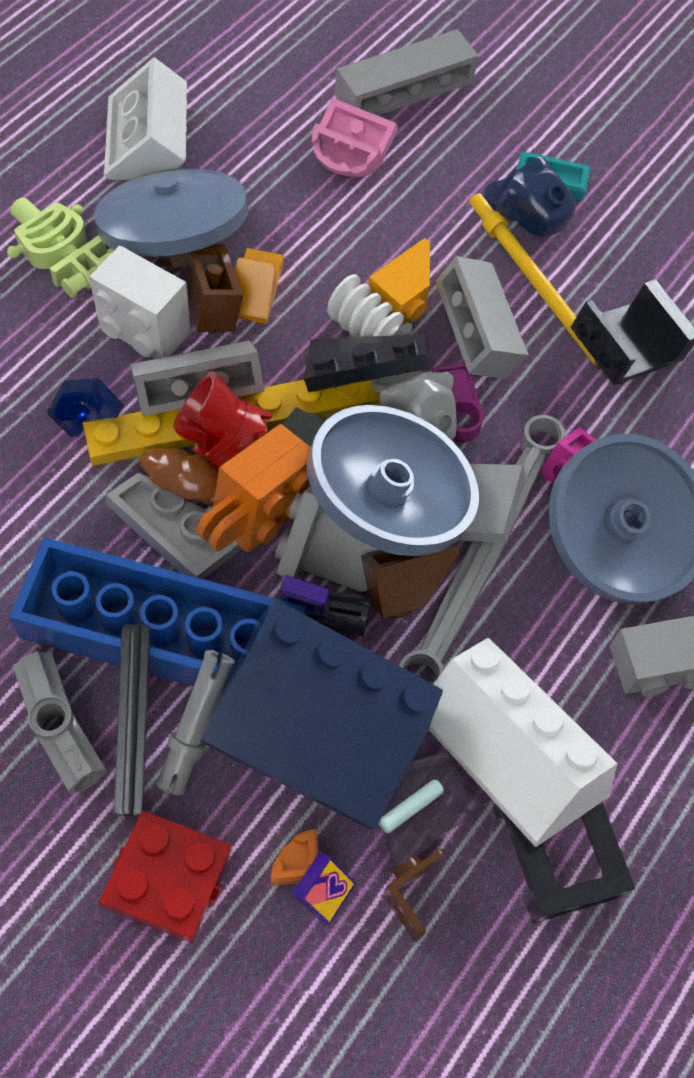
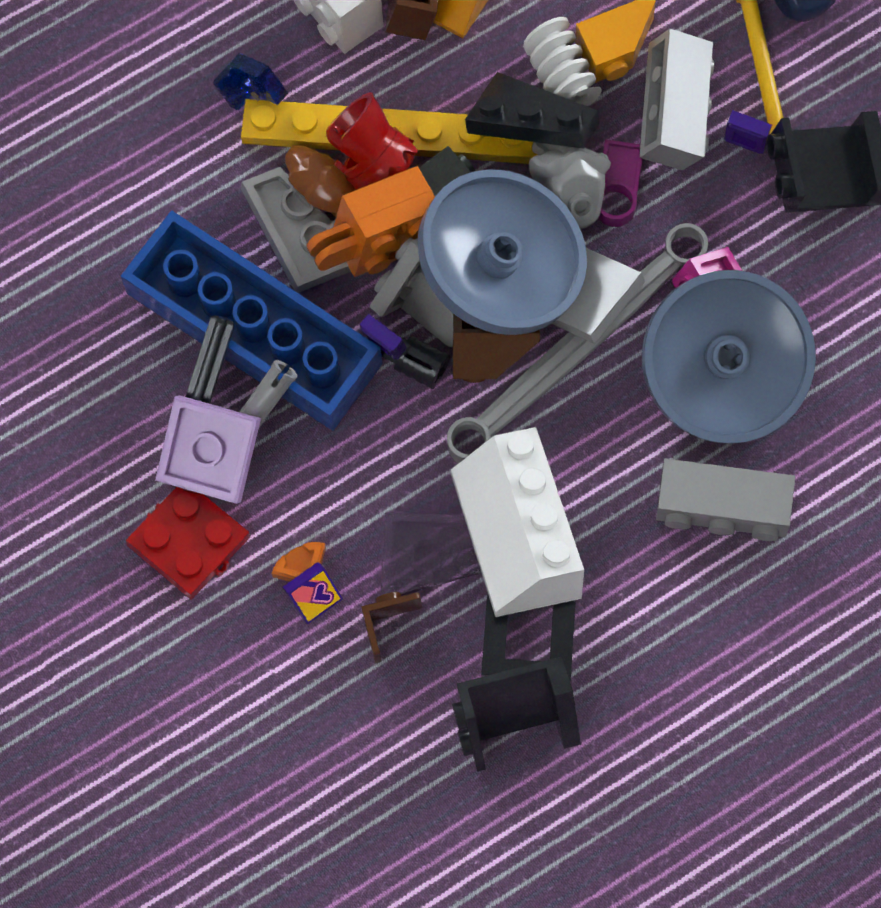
camera: 30 degrees right, 10 degrees up
(67, 745) = (137, 402): light grey piece -> none
(160, 770) = (207, 449): none -> lavender tile
(168, 381) = (337, 80): light grey brick -> none
(322, 715) = (356, 447): dark blue slope -> none
(411, 806) = (410, 550): light aqua piece -> none
(551, 329) = (747, 132): none -> dark purple tile
(615, 911) = (514, 703): none -> black panel

